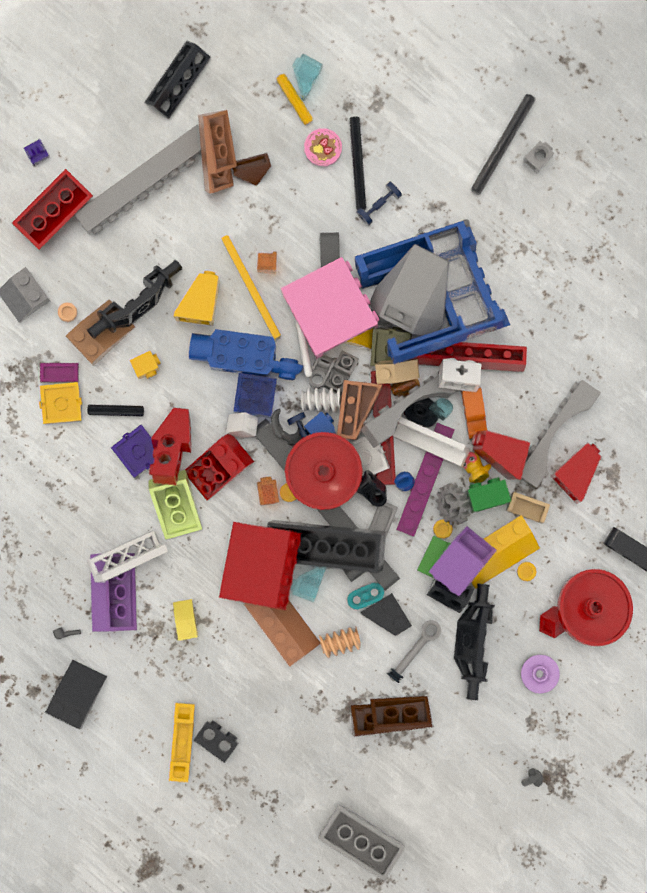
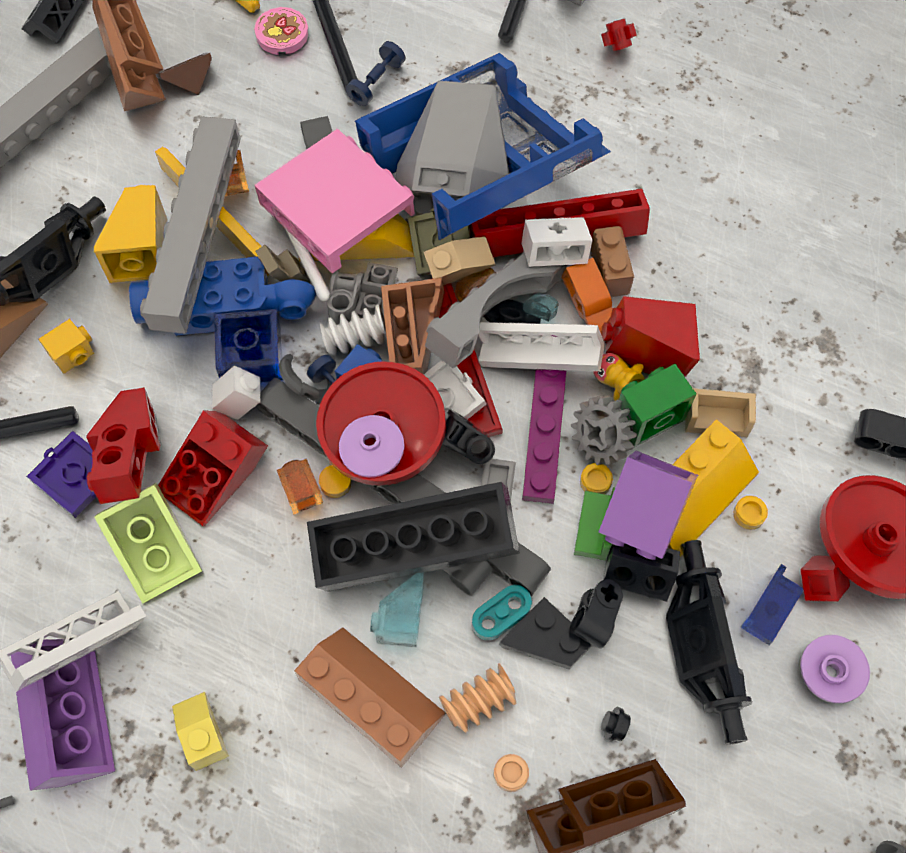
camera: 10 degrees left, 20 degrees down
(238, 306) = (191, 226): none -> light grey brick
(260, 565) = (309, 596): red panel -> none
(286, 344) = (283, 266): none -> dark tan slope
(323, 491) = (373, 459): none -> lavender dish
(347, 684) = (511, 773): none -> light nougat tile
(395, 675) = (590, 733): light grey piece -> none
(404, 481) = (514, 420): blue tile -> none
(411, 673) = (615, 724): none -> black plate
(415, 614) = (597, 613): none -> black piece
(494, 388) = (613, 260): none -> medium nougat brick
(519, 630) = (772, 607): none -> clear blue panel
(553, 212) = (618, 34): none -> red gear
(578, 472) = (780, 342): red slope -> none
(580, 400) = (743, 253): light grey arch -> none

